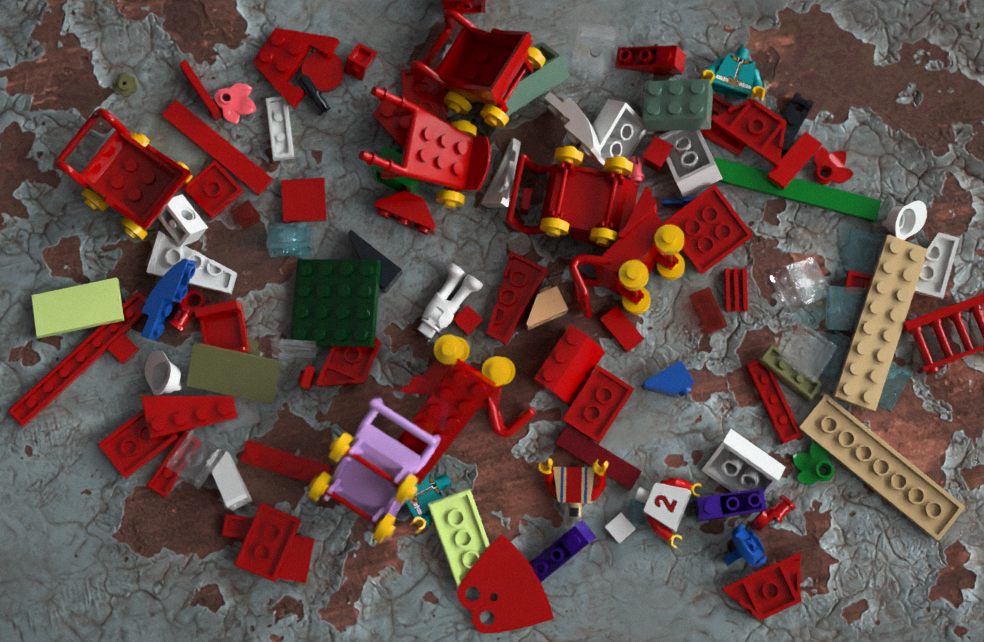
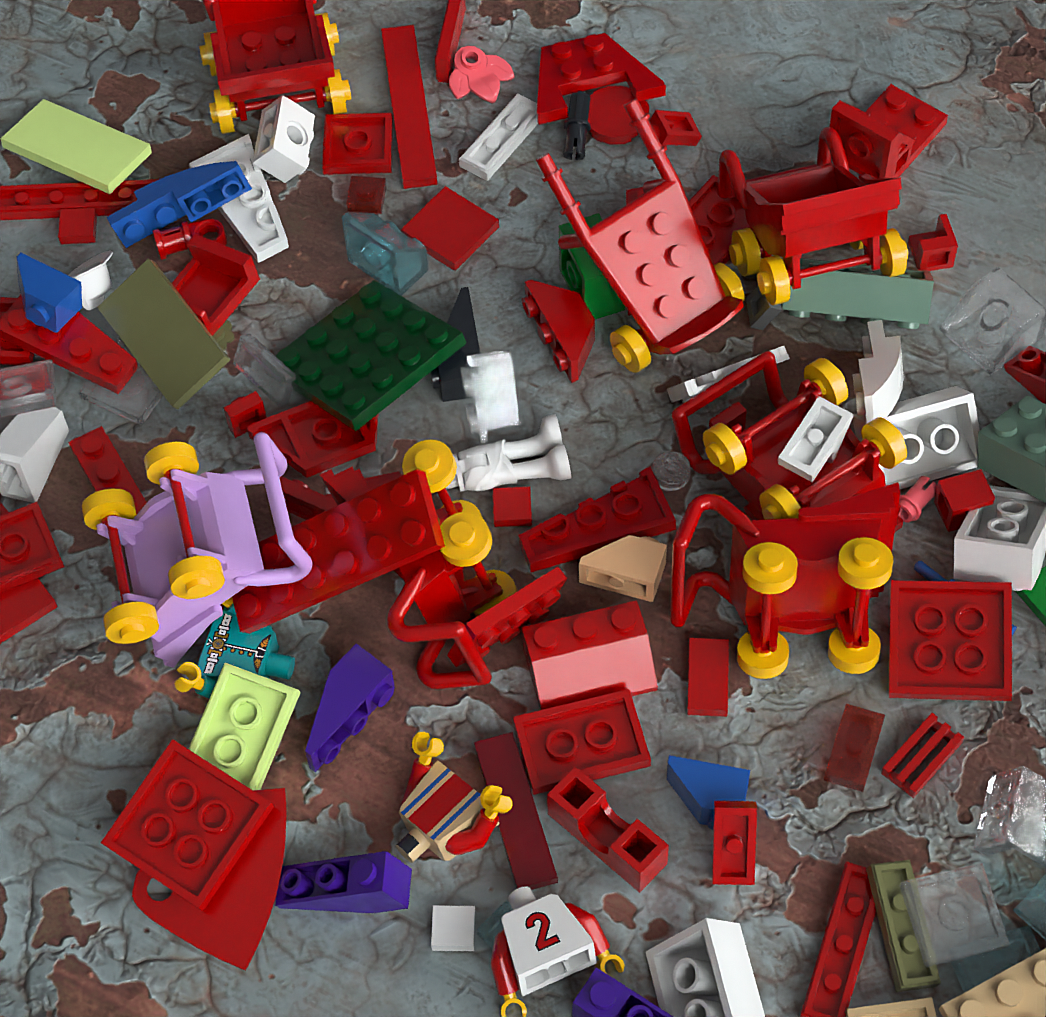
camera: 50 degrees right, 20 degrees down
(162, 403) = (47, 294): none -> blue slope
(389, 394) = (303, 501): none -> red plate
(413, 276) = (493, 392): none -> clear bracket
(478, 584) = (187, 824): none -> red plate
(485, 469) = (349, 697): none -> dark purple slope
(525, 378) = (506, 617): none -> red plate
(536, 26) = (936, 248): none -> red panel
(591, 190) = (816, 439): none -> white slope
(646, 436) = (626, 848): none -> red arch
(700, 397) = (734, 842): none -> red plate

